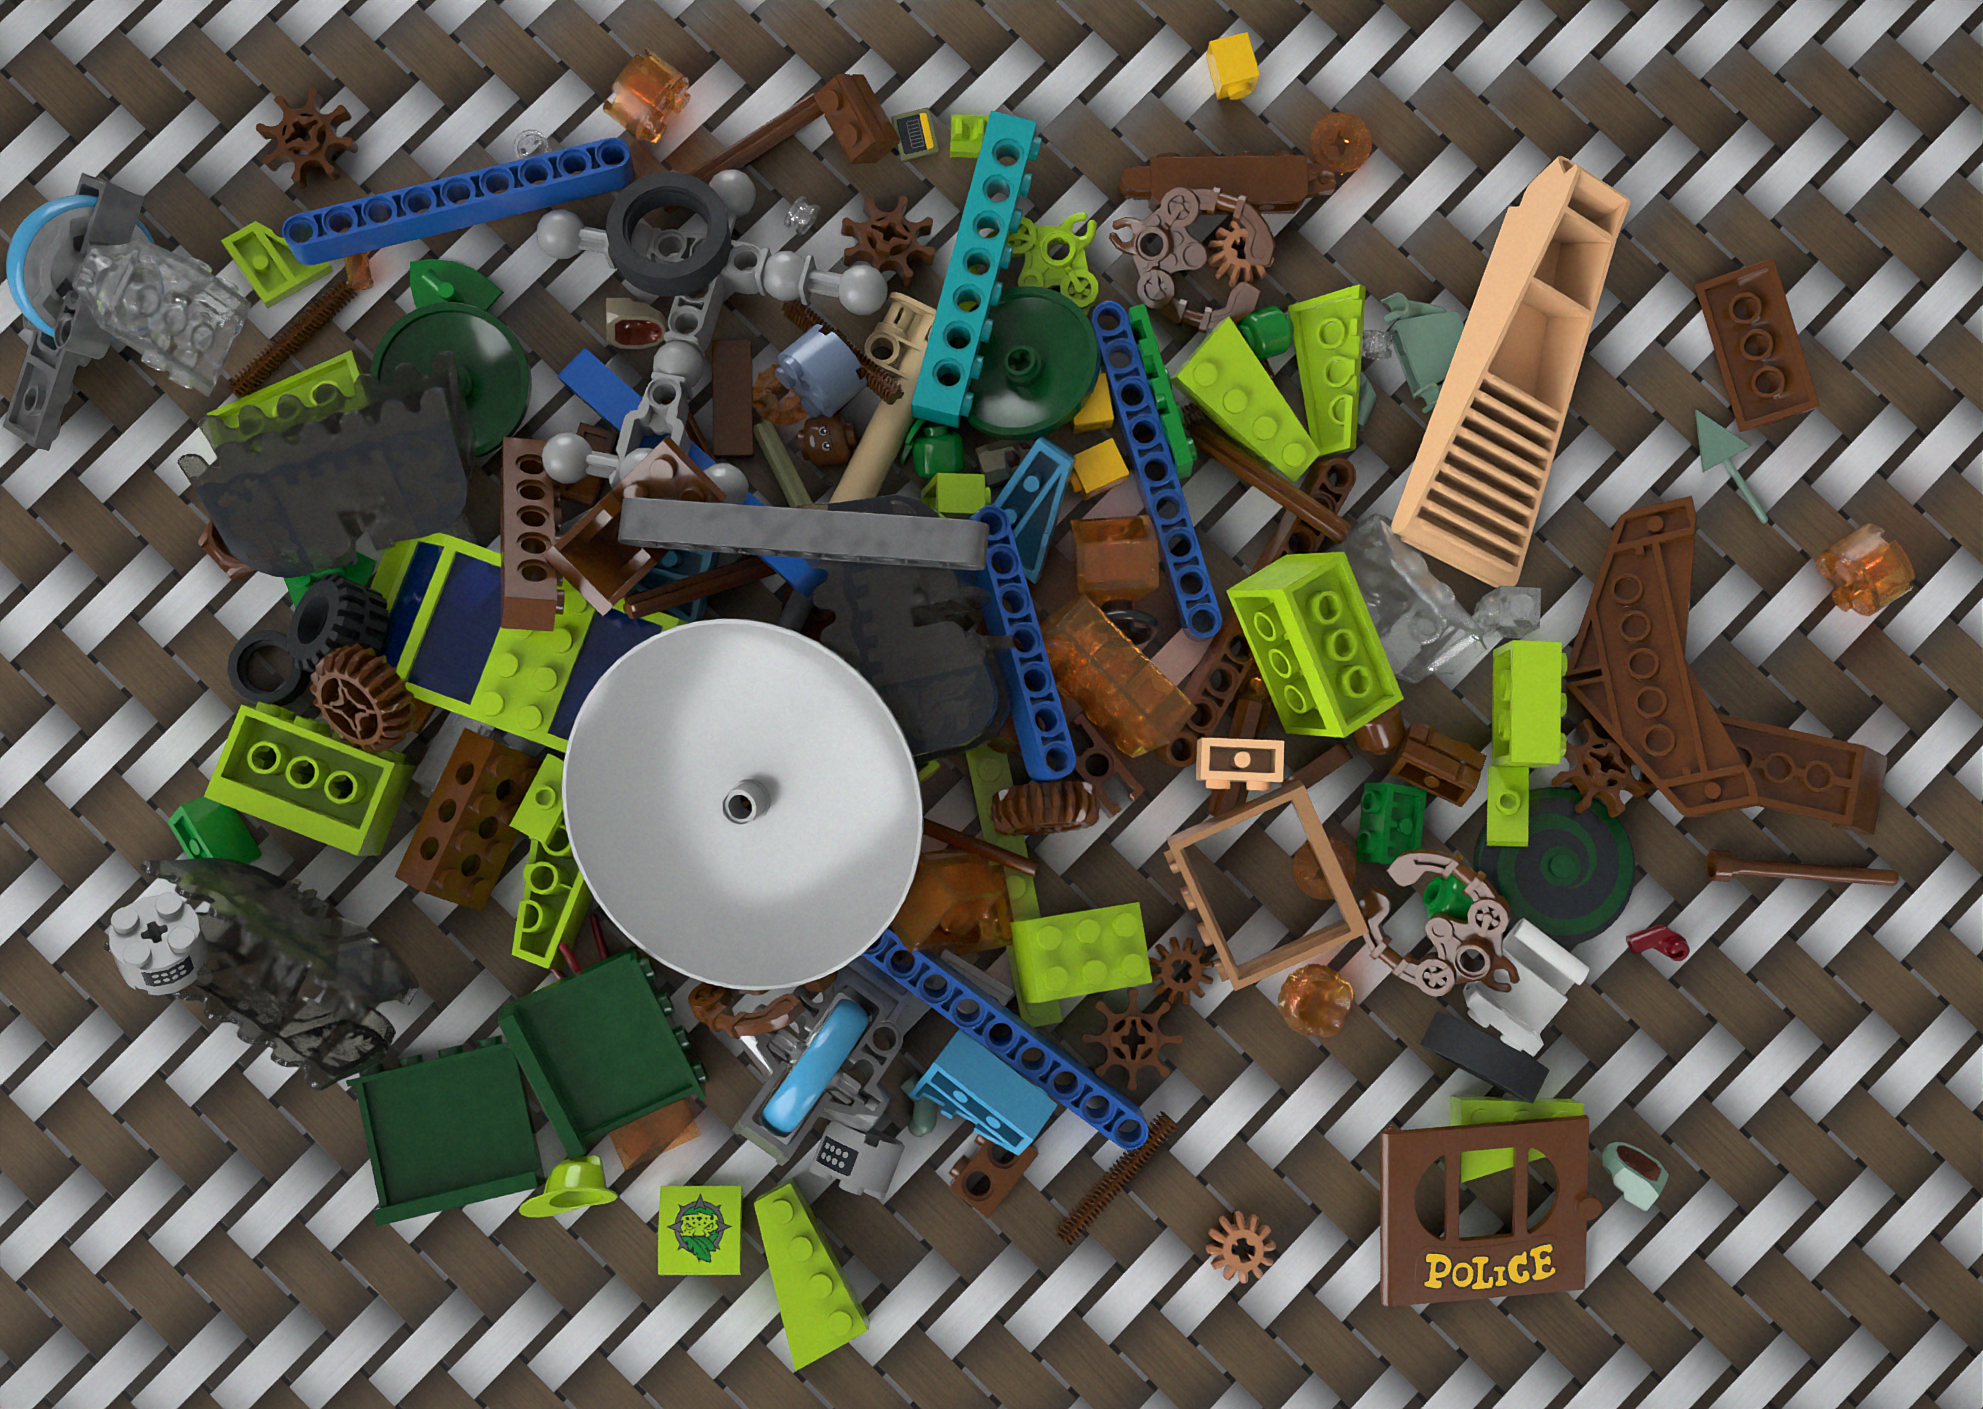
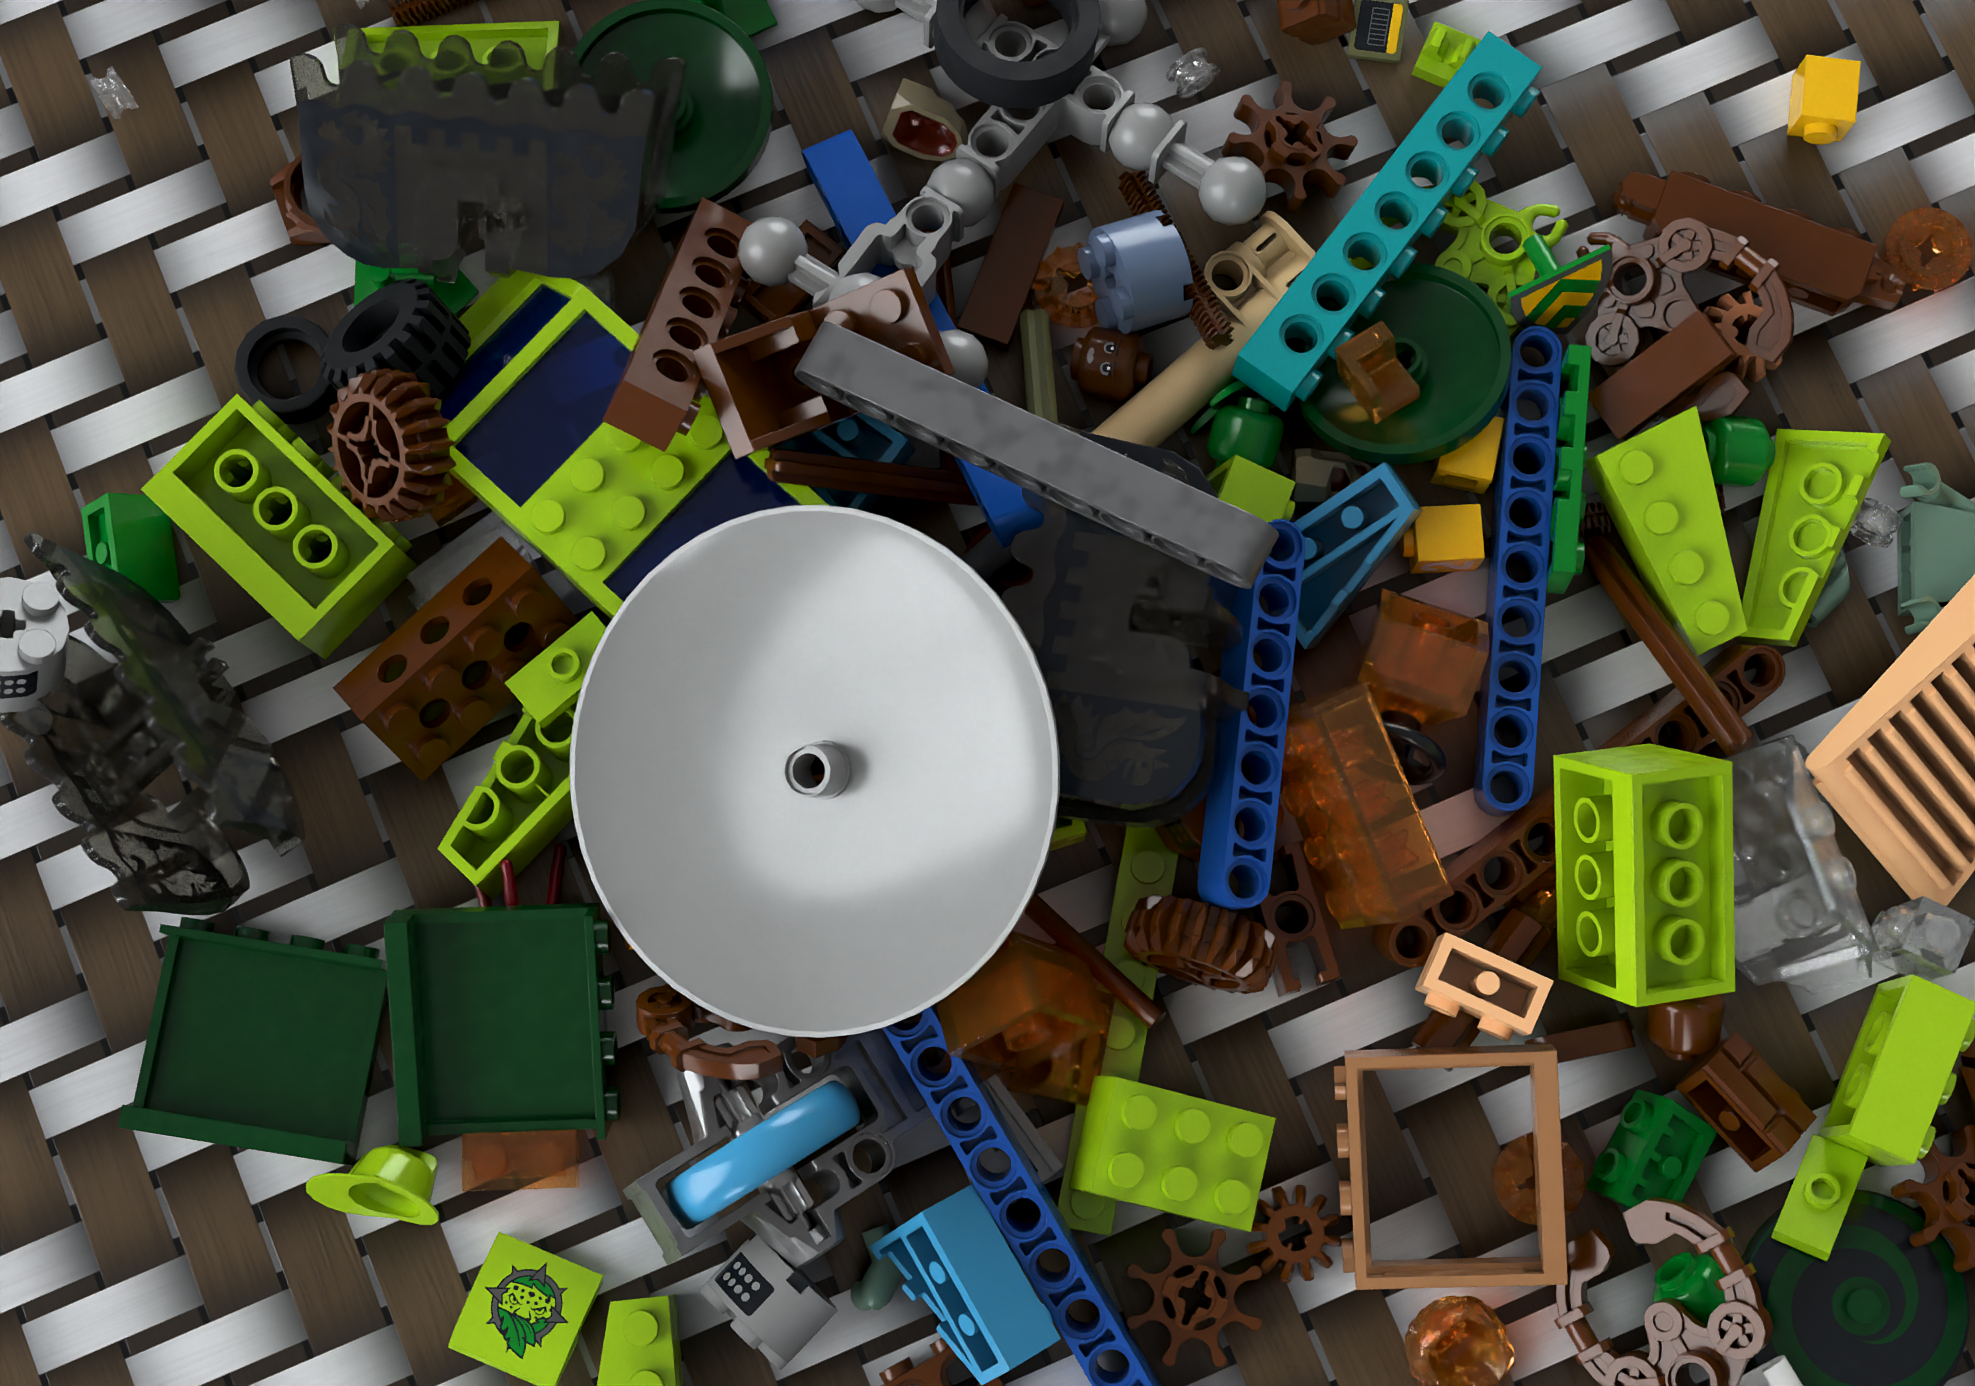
camera: 30 degrees right, 5 degrees down
(62, 525) = (114, 93): none -> clear bush
(1008, 378) = (1374, 373): none -> clear orange panel
(1109, 273) = (1560, 293): none -> shield
(1198, 303) = (1662, 375): none -> reddish brown piece

